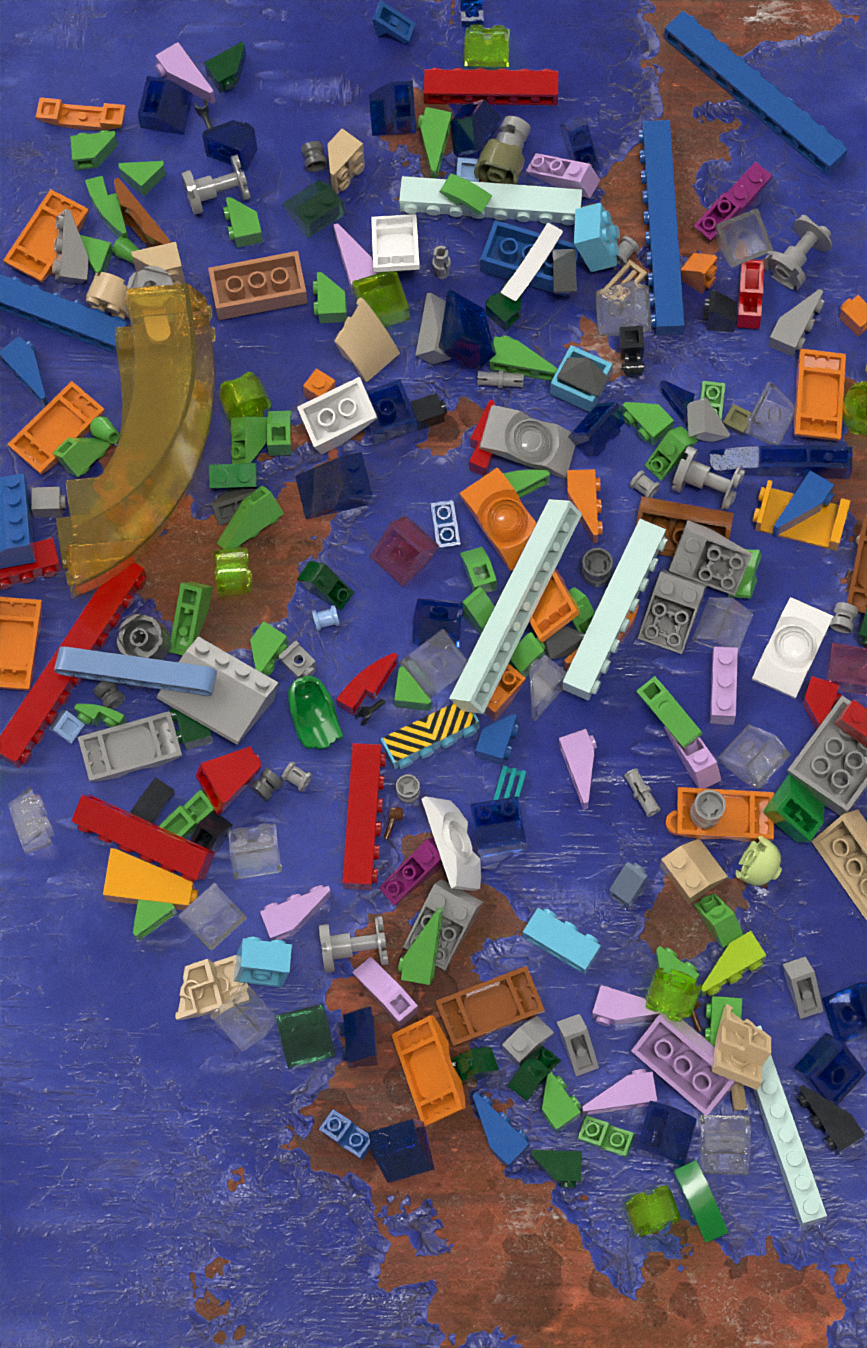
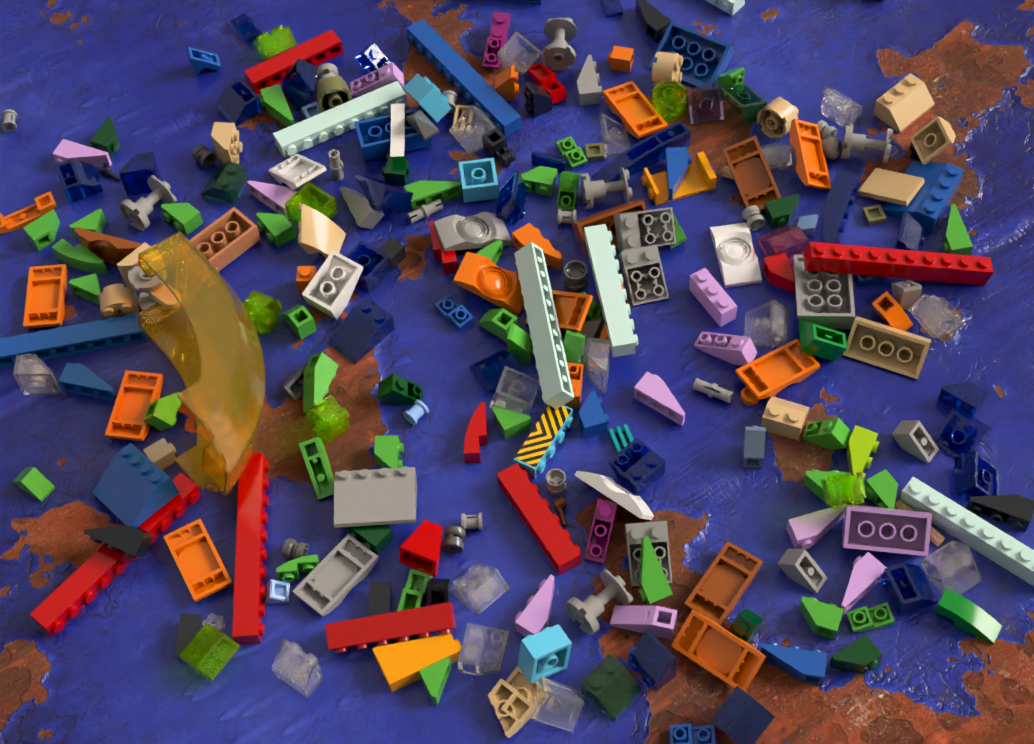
camera: 35 degrees left, 15 degrees down
(71, 256) = (73, 296): light grey slope -> none
(103, 429) = (171, 386): bright green cone -> none
(123, 249) = (109, 275): bright green cone -> none
(131, 636) = (306, 495): dark grey brick -> none
(135, 671) = (306, 516): medium blue beam -> none
(233, 475) = (285, 362): green brick -> none
(248, 438) = (279, 333): bright green slope -> none
(291, 655) = (417, 450): light grey brick -> none
(313, 713) = (453, 473): green hair -> none
(366, 712) = (490, 453): pearl dark grey hand -> none
(404, 550) = (438, 341): clear pink slope -> none
(461, 190) = (319, 117): bright green slope -> none
(526, 1040) = (766, 592): light grey slope -> none
(534, 1072) = (789, 607): dark green slope -> none
(562, 940) = (737, 511): medium azure brick -> none
(583, 375) = (481, 171): dark grey slope -> none
(652, 1212) = (945, 642): clear neon green brick -> none
(669, 712) = (692, 329): bright green slope -> none
(704, 422) = (577, 158): light grey slope -> none
(707, 809) = (767, 367): light grey wheel -> none
(723, 623) = (679, 264): clear slope -> none
(740, 1050) = (916, 495): tan slope -> none
(760, 863) = (824, 383): yellowish green cylinder -> none

